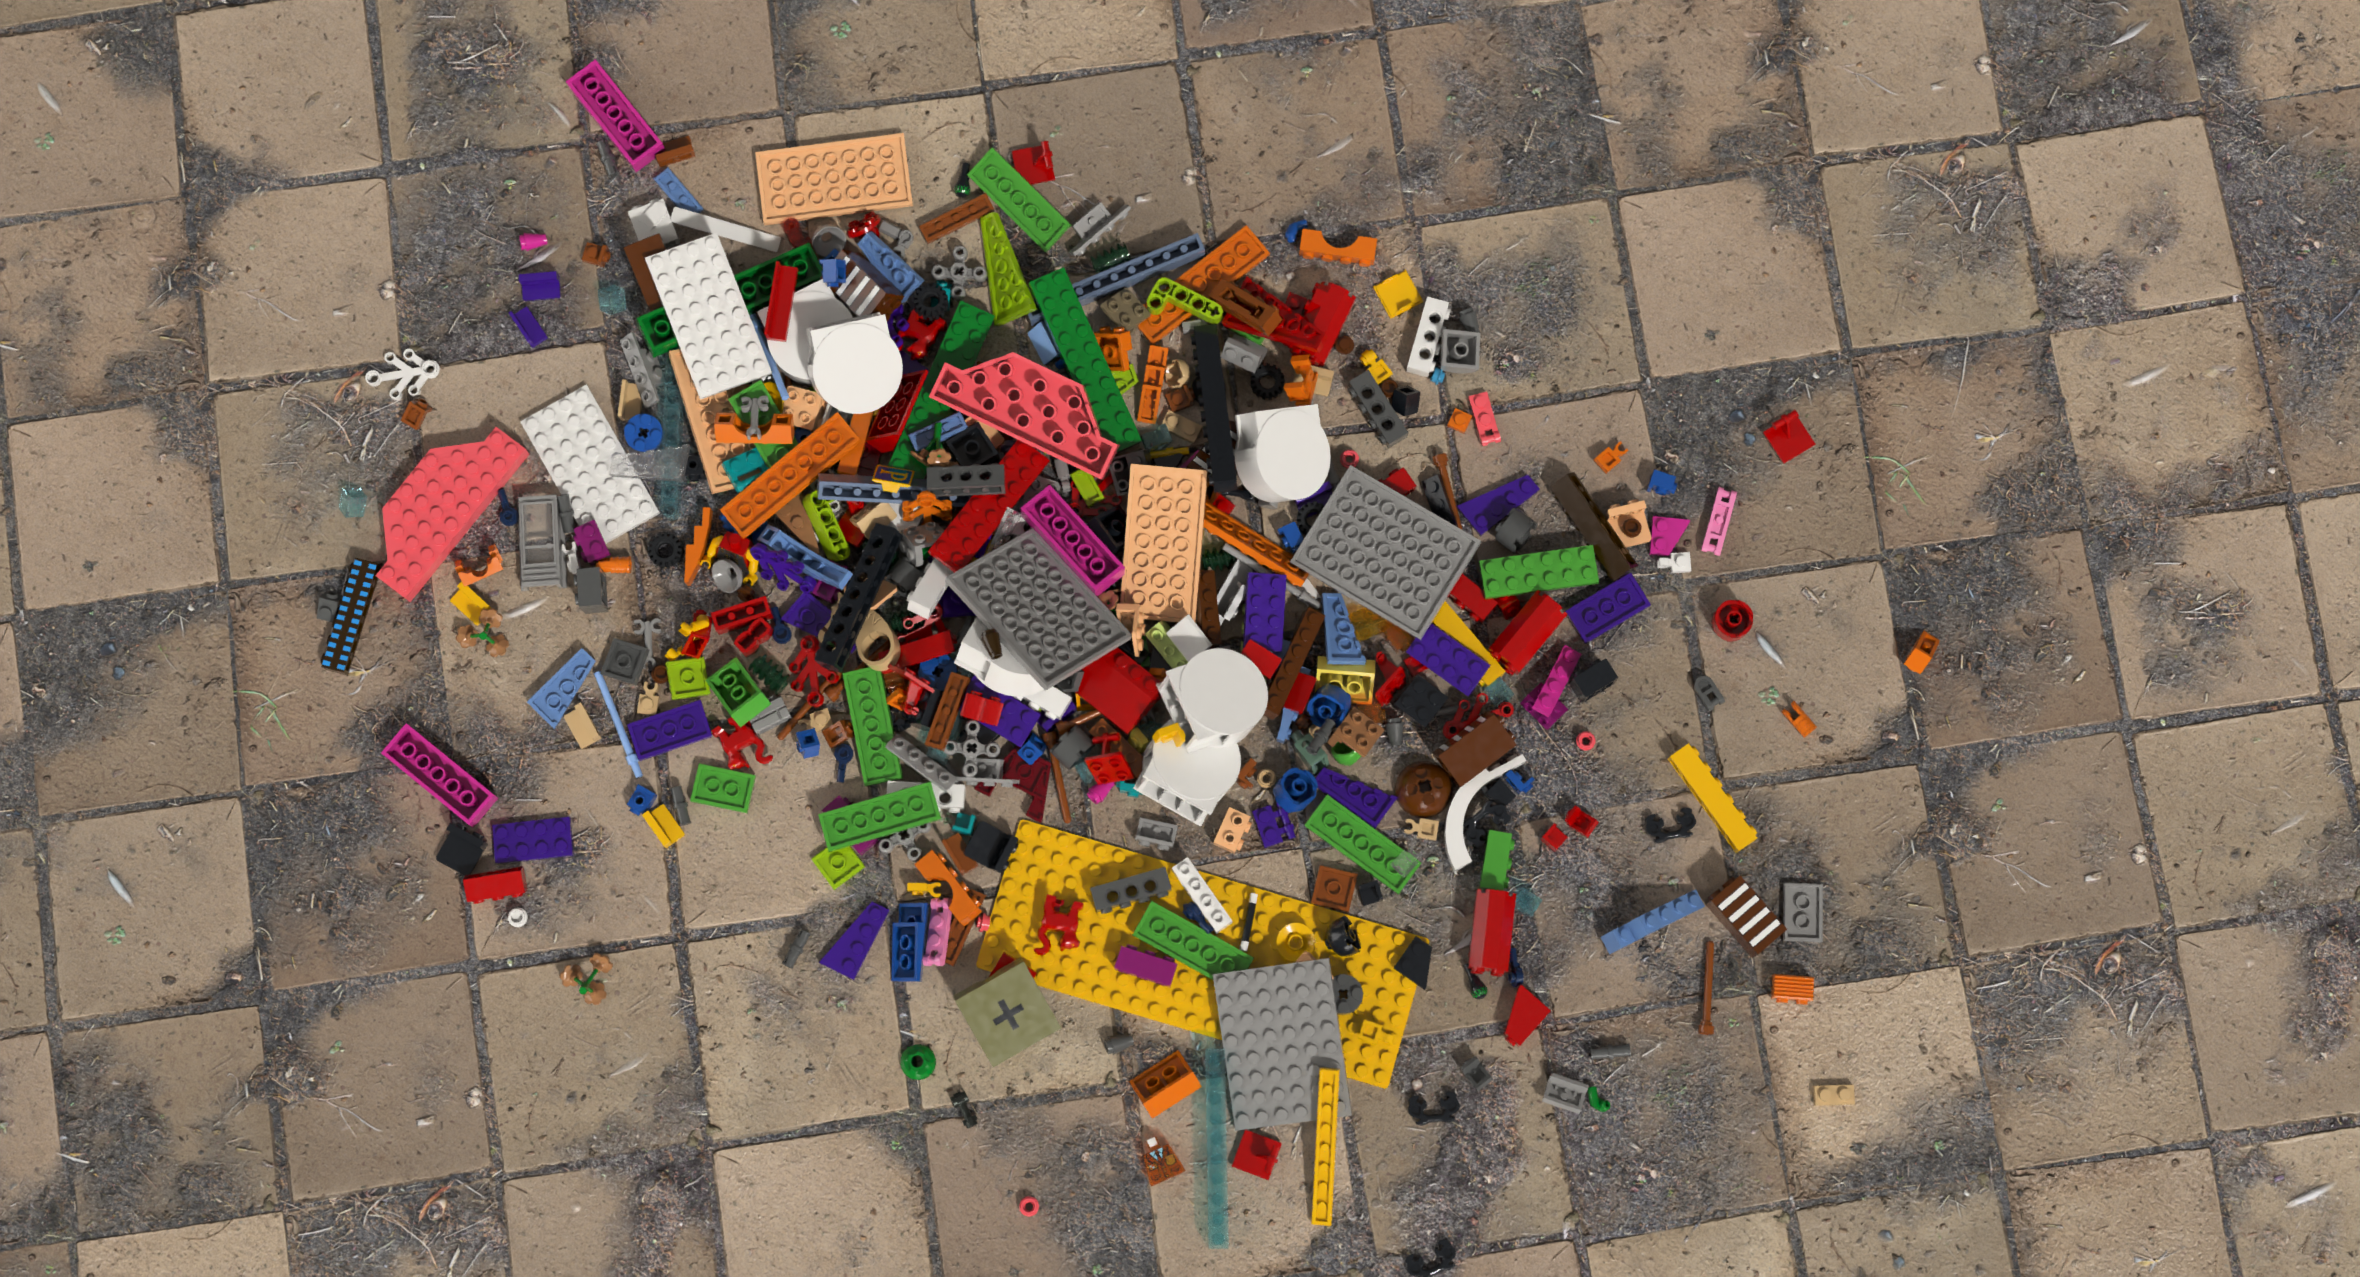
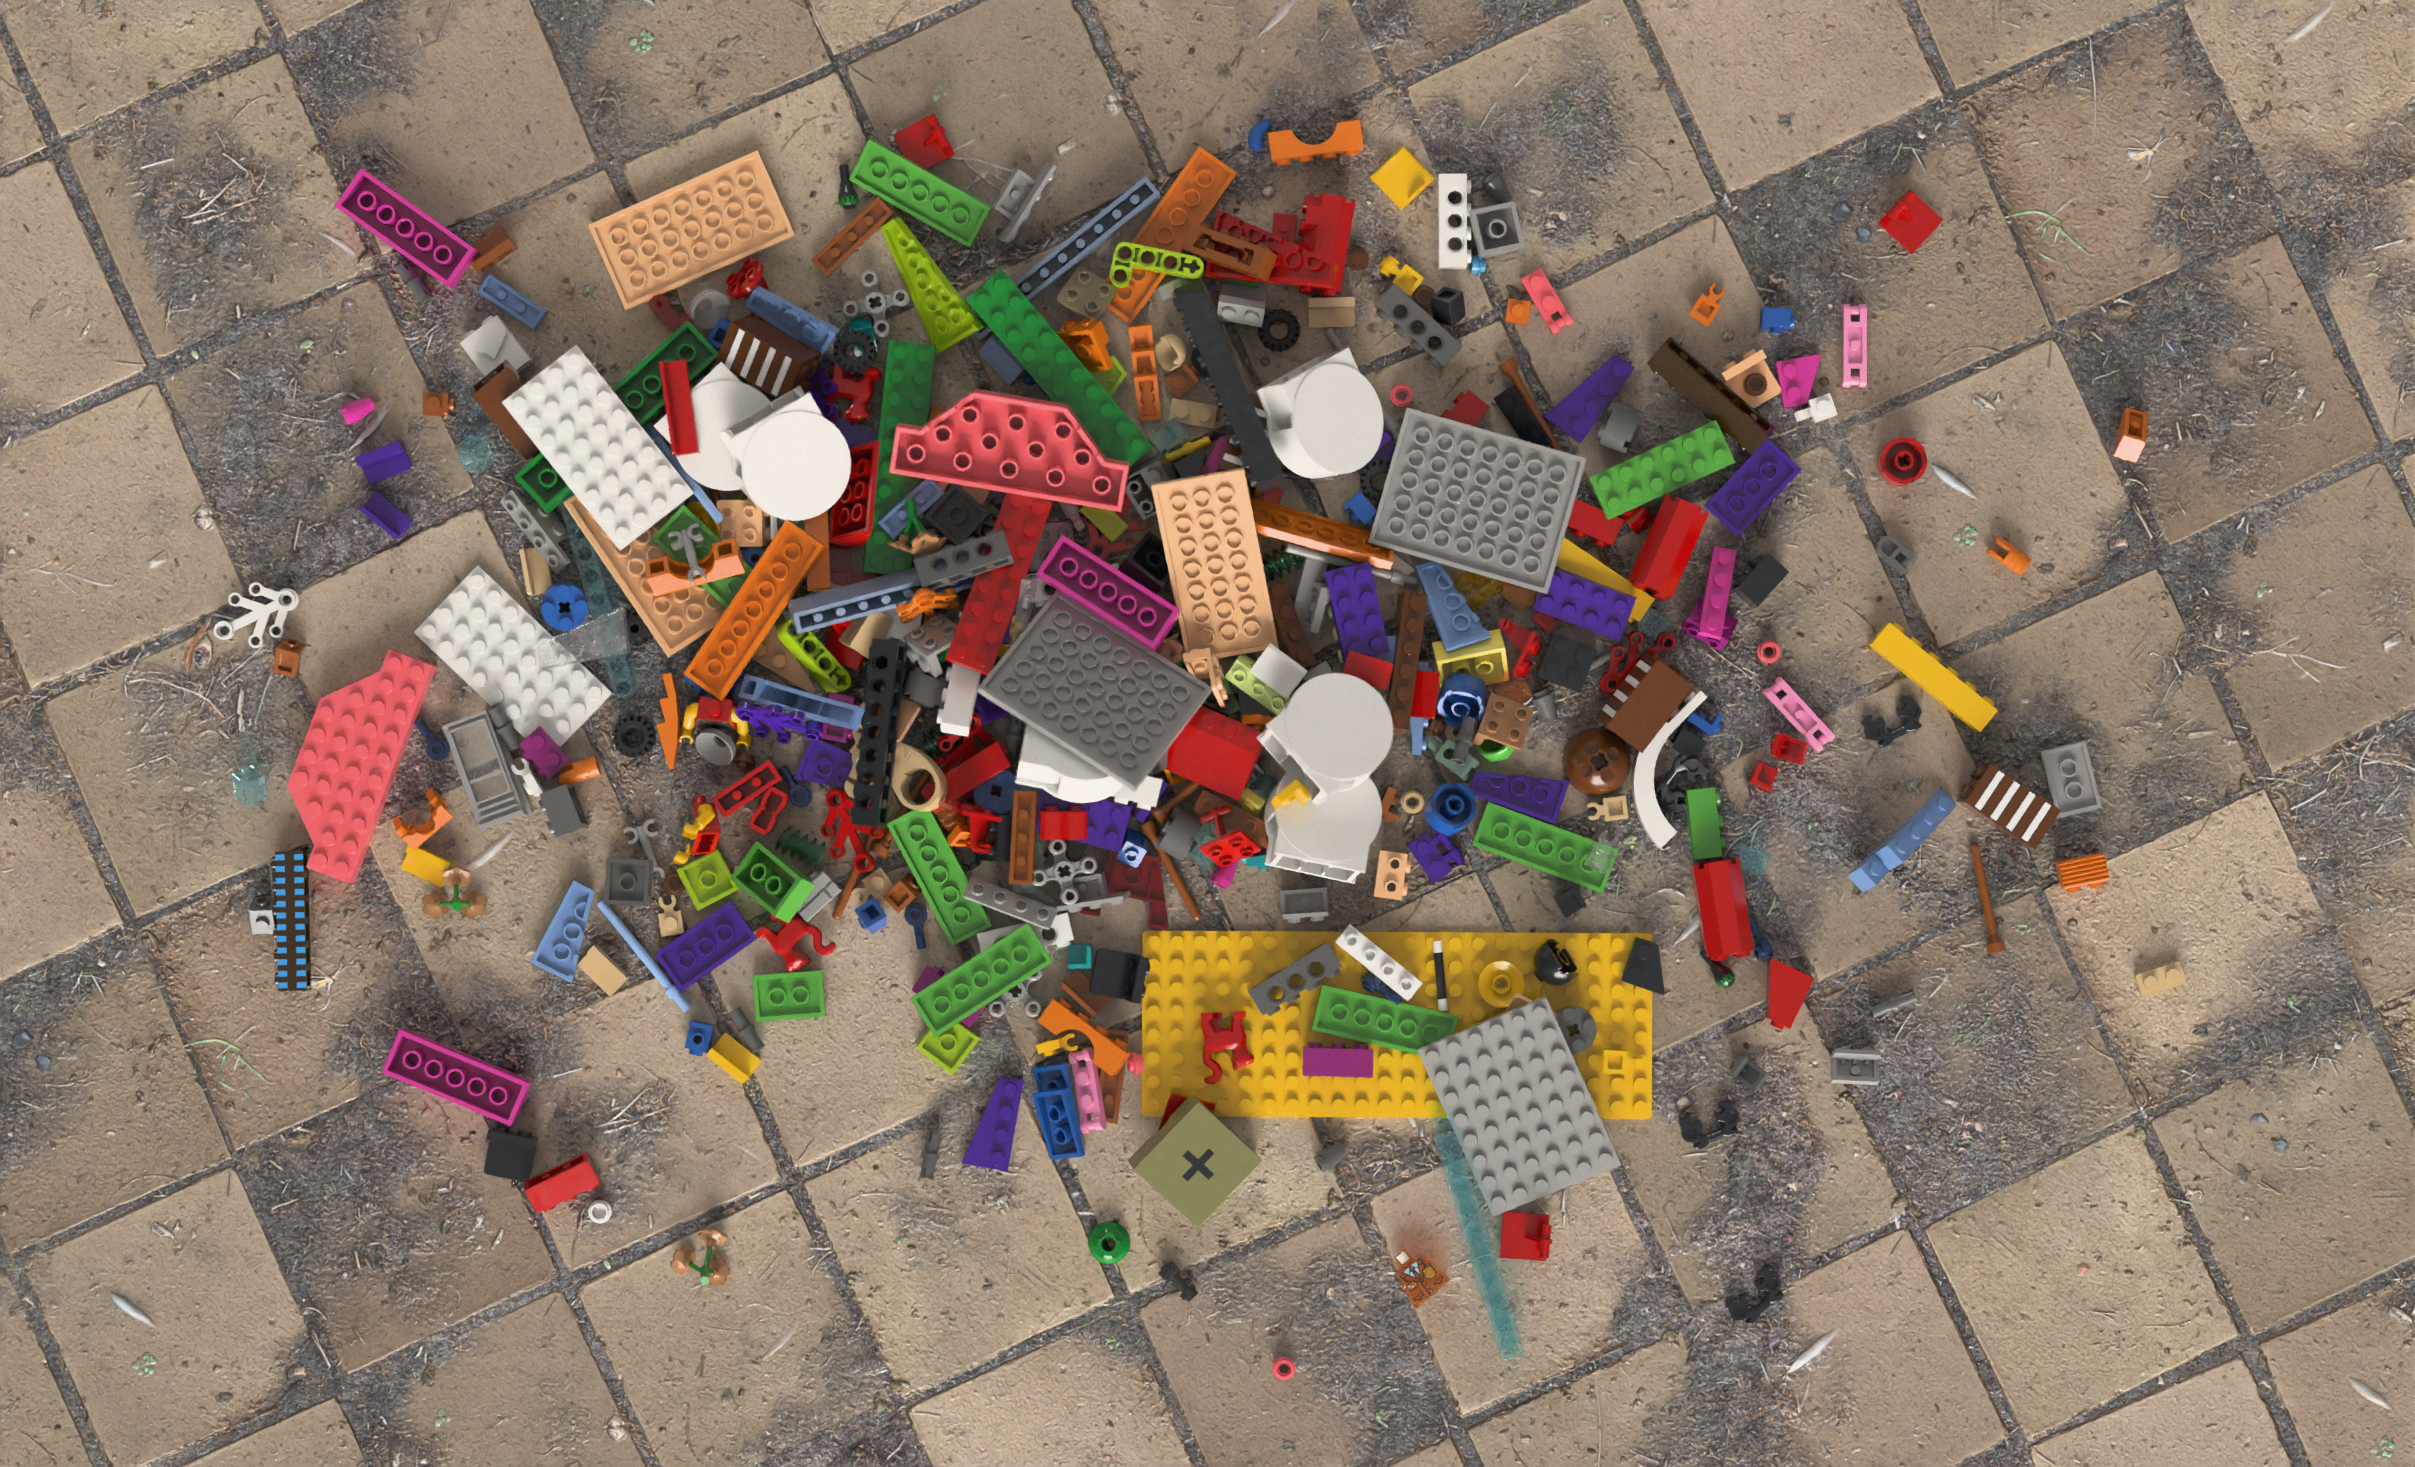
camera: 20 degrees left, 10 degrees up
(532, 840) = (588, 1118): dark purple plate -> none
(725, 229) = (582, 330): white sticker -> none
(742, 465) = (693, 612): teal plate -> none
(833, 272) = (730, 353): blue brick -> none
(892, 478) = (876, 580): piece -> none
(905, 237) = (798, 278): light grey bar -> none
(991, 642) = (1056, 753): dark brown cone -> none
(1110, 259) = (1051, 234): clear green piece -> none
(1165, 1084) = (1397, 1187): orange slope -> none
(1302, 391) = (1327, 336): orange piece -> none
(1325, 1146) = (1601, 1207): yellow tile -> none
(1334, 888) = (1526, 908): dark orange plate -> none
(1596, 797) = (1798, 714): none -> bright pink plate
(1597, 1102) = (1892, 1064): green arm -> none

